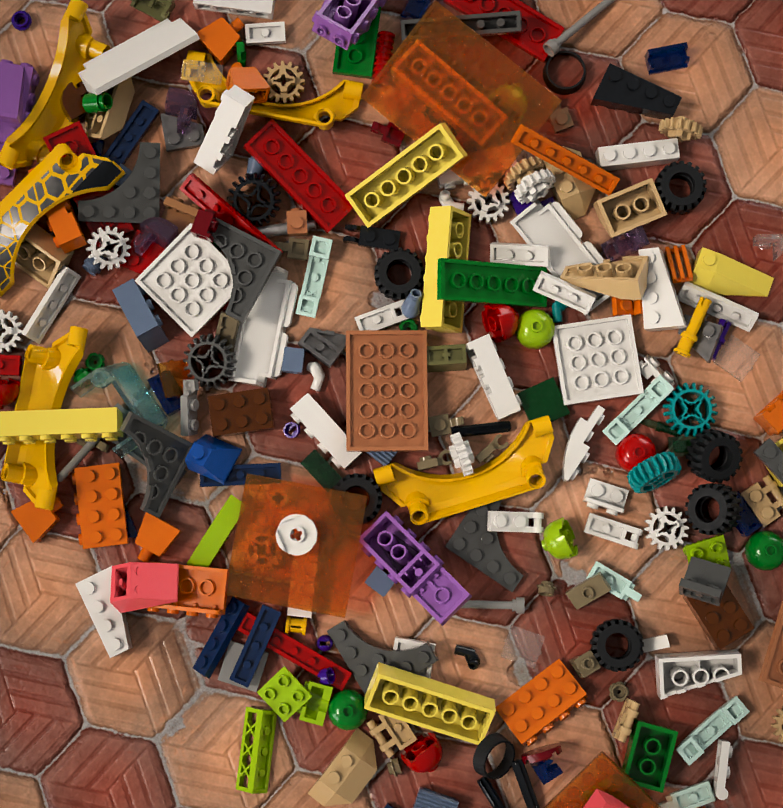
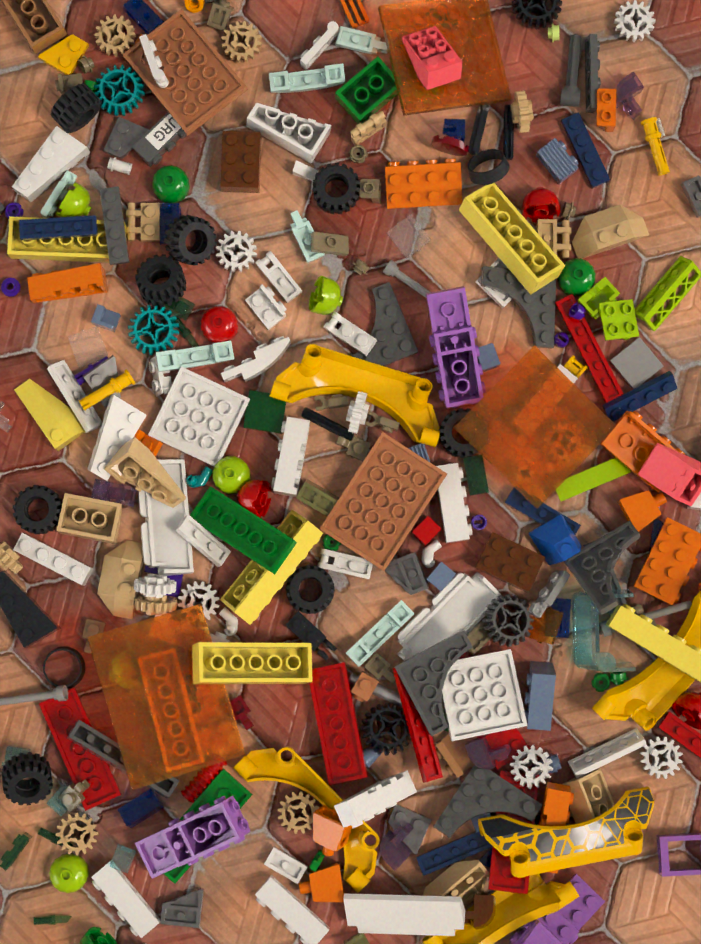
camera: 145 degrees left, 0 degrees up
(97, 103) = (468, 894): green brick -> none
(202, 72) = (360, 864): clear slope -> none
(205, 224) = (441, 729): dark red brick -> none
(255, 645) = (617, 371): dark blue plate -> none
(292, 545) = (521, 438): white plate -> none
(332, 391) = (426, 530): none -> red panel
(412, 305) = (317, 556): sand blue cone -> none
(470, 655) = (454, 256): black arm -> none
(564, 292) = (189, 486): white plate -> none
(565, 159) = (116, 589): orange plate -> none
(654, 472) = (216, 298): teal gear -> none
(675, 250) = (76, 463): orange tile -> none
(704, 581) = (236, 189): dark grey bracket -> none
(709, 549) = (220, 208): lime hinge -> none
(738, 392) = (105, 318): none -> sand blue panel

